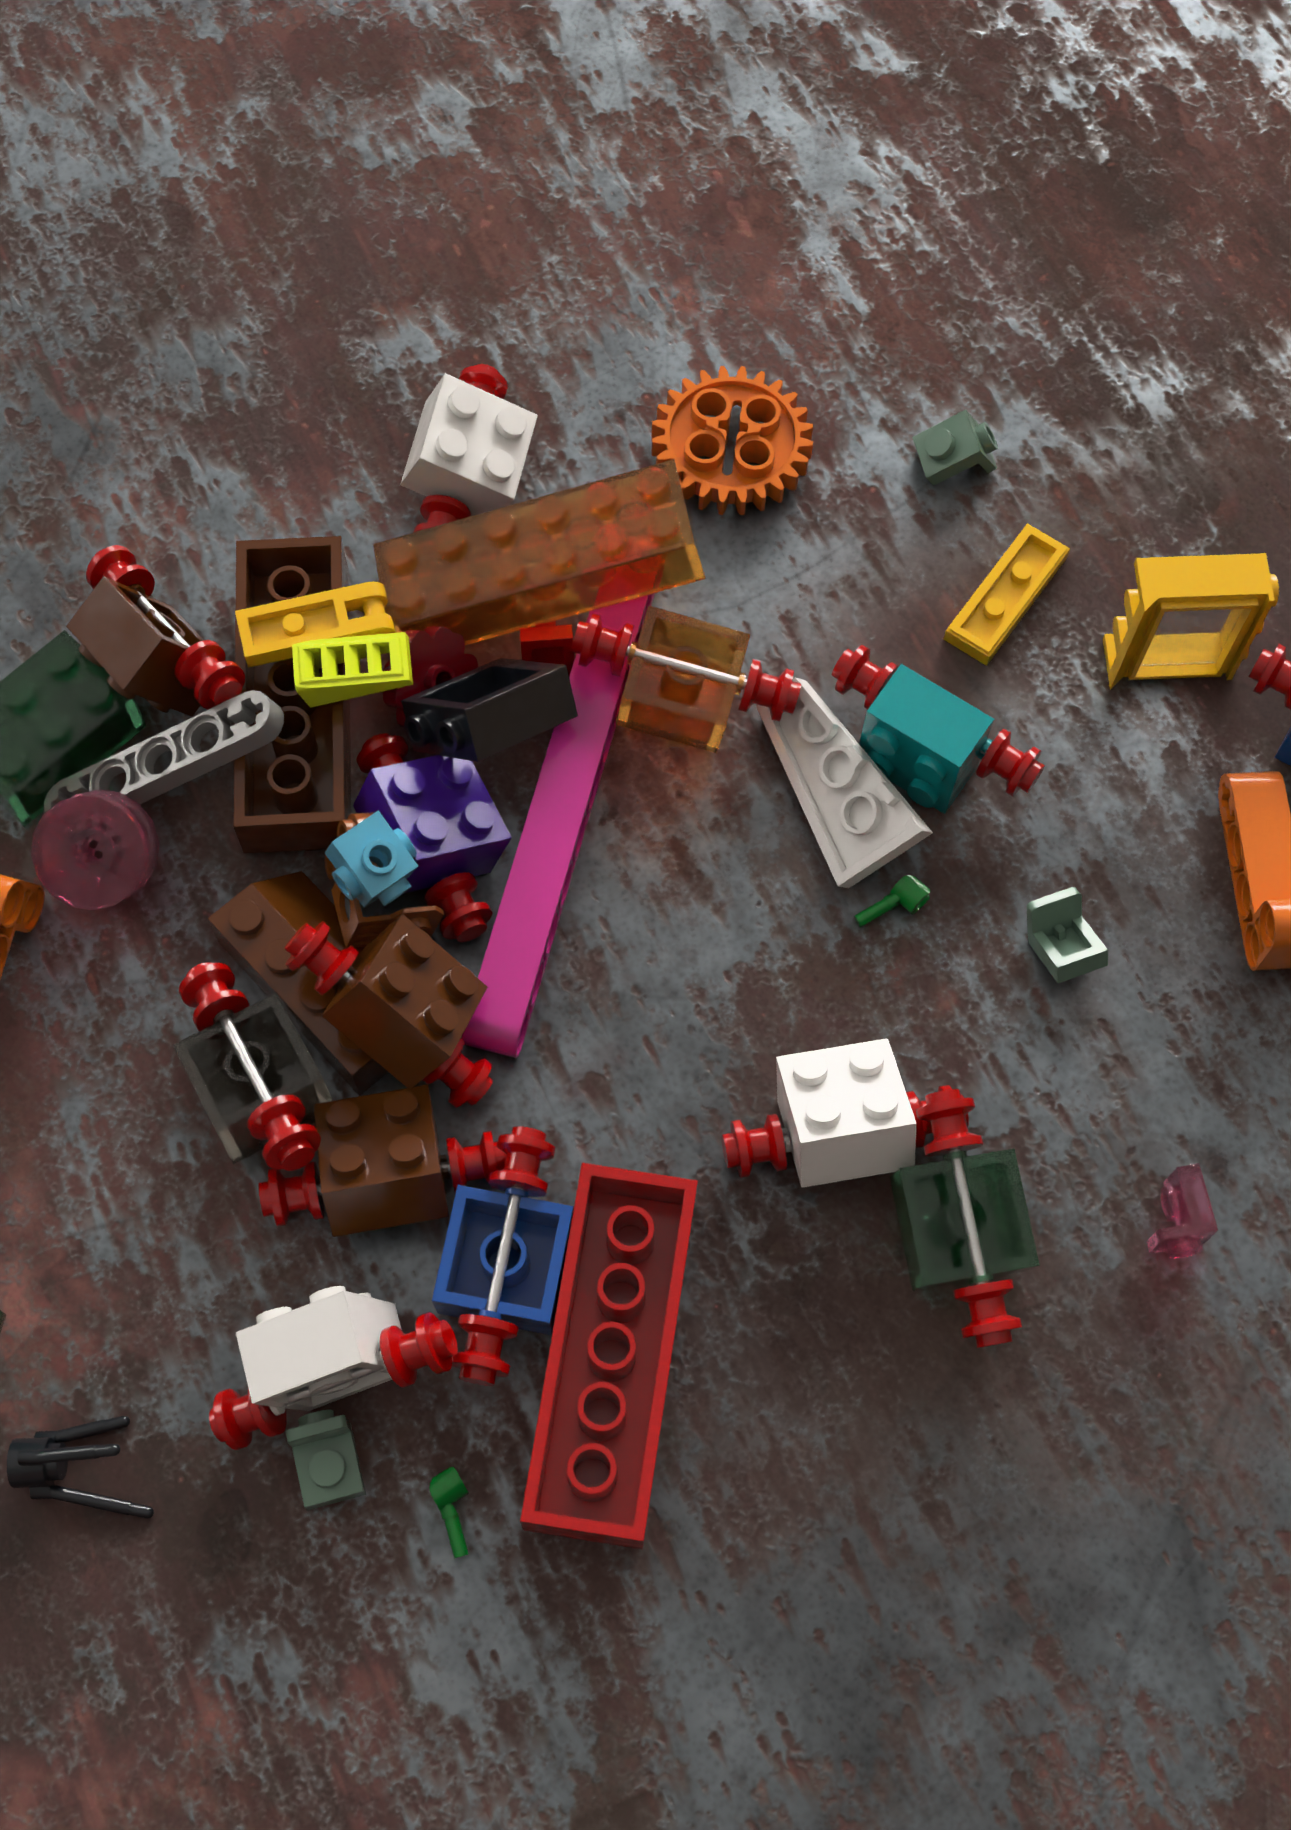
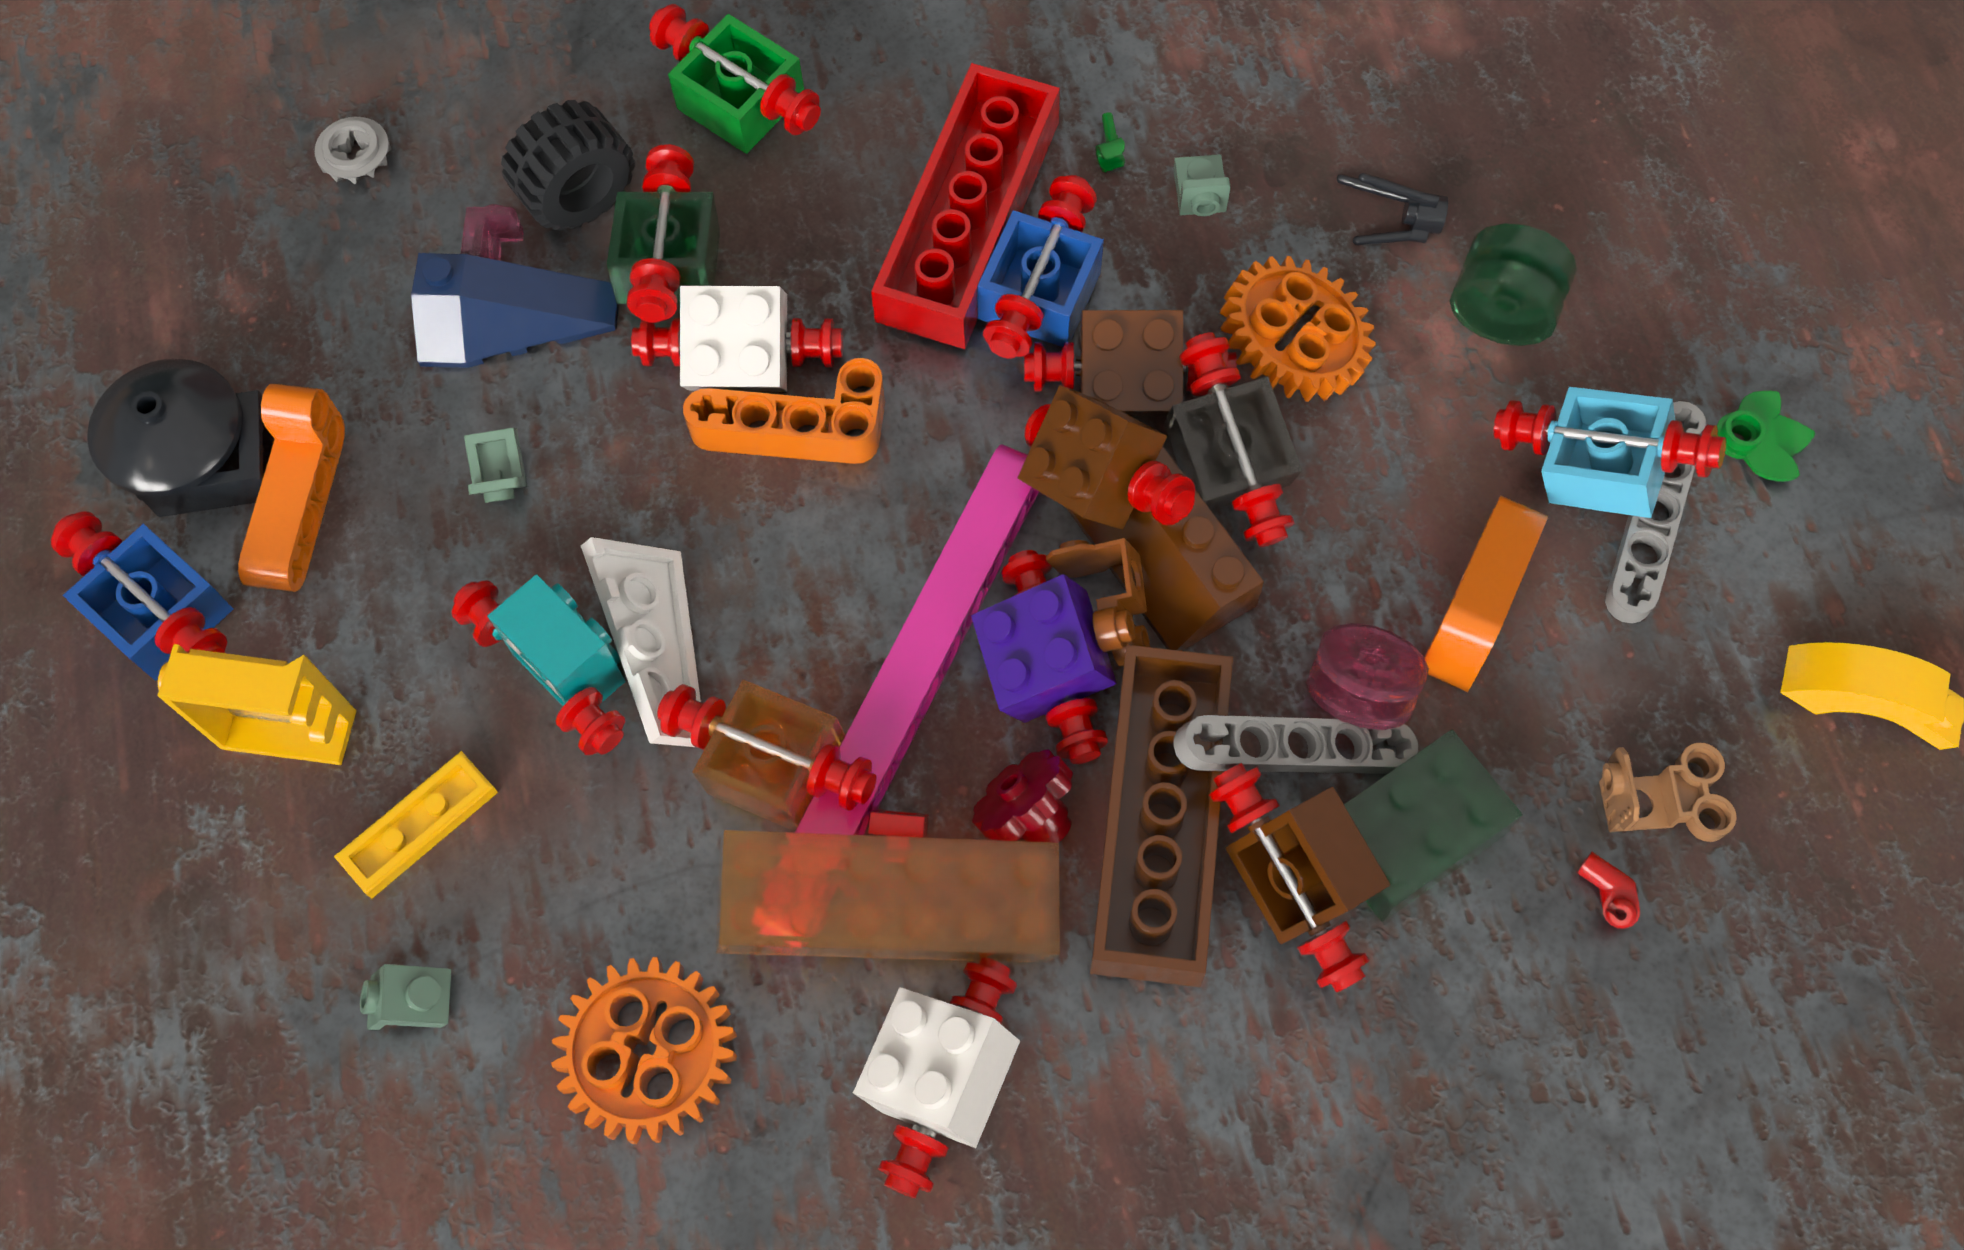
camera: 165 degrees left, 0 degrees up
(229, 1277) = (1326, 351): none -> orange gear
(274, 627) = (1132, 840): yellow plate -> none
(323, 1355) = (1188, 215): white brick -> none
(327, 653) = (1122, 762): neon yellow slope -> none
(378, 843) = (1105, 570): medium azure brick -> none
(489, 709) = (955, 793): black window -> none
(764, 1025) = (712, 413): none -> orange beam
(907, 891) = (616, 530): green hand -> none
(951, 1484) = (733, 78): none -> green brick
(1114, 1298) = (567, 165): none -> black tyre
(1132, 1131) = (490, 307): none -> dark blue wedge

